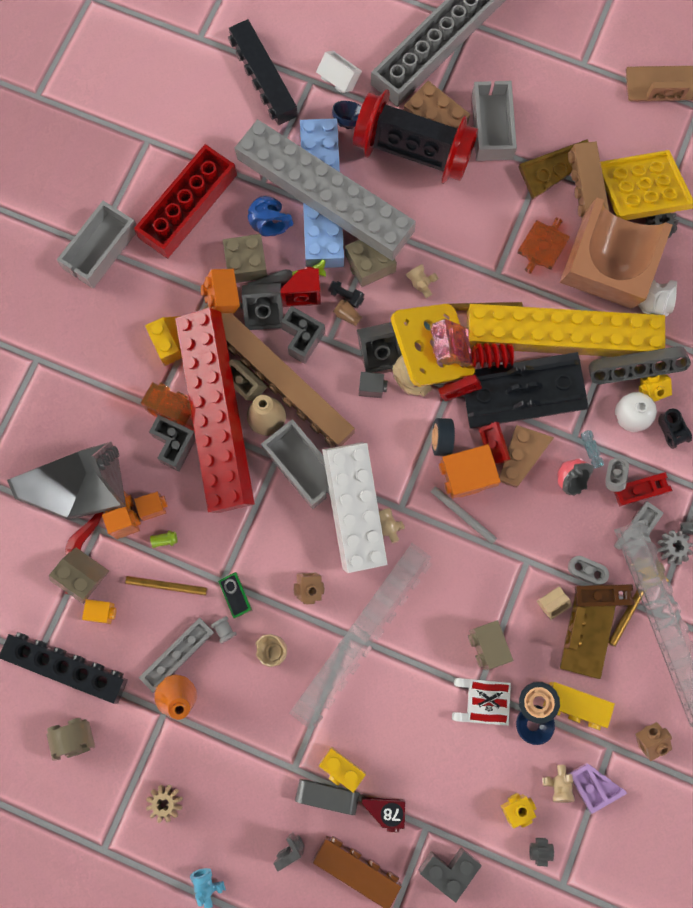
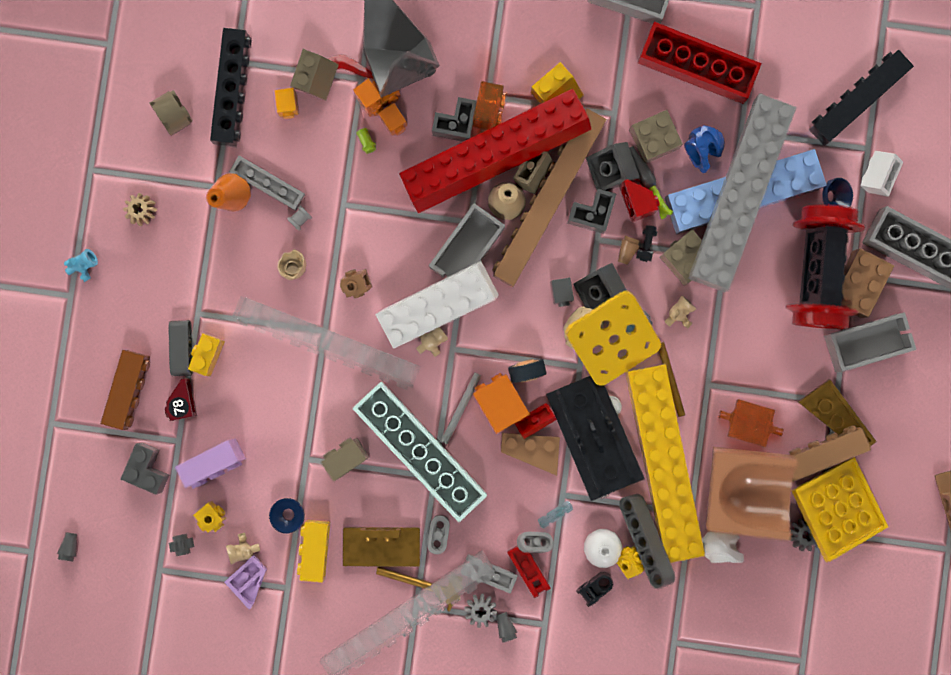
camera: 80 degrees right, 10 degrees up
(166, 585) = (326, 155): pearl gold bar -> none
(221, 290) = (612, 123): orange brick -> none
(235, 595) = (333, 219): slope -> none
(289, 855) = (125, 328): flat silver bracket -> none
(451, 343) = (617, 355): plate -> none
(456, 389) = (576, 368): red plate -> none
(462, 794) = (210, 464): none -> lavender brick
(486, 702) = (298, 468): flag -> none
(491, 354) = (619, 397): red piece -> none
(499, 565) = (420, 451): none -> light aqua brick
(543, 690) = (296, 506): wheel -> none
(554, 603) = (400, 510): tan piece -> none
(574, 476) = (523, 502): dark grey hair -> none
(603, 595) = (417, 553): reddish brown plate -> none
(654, 741) = (299, 625): medium nougat brick -> none

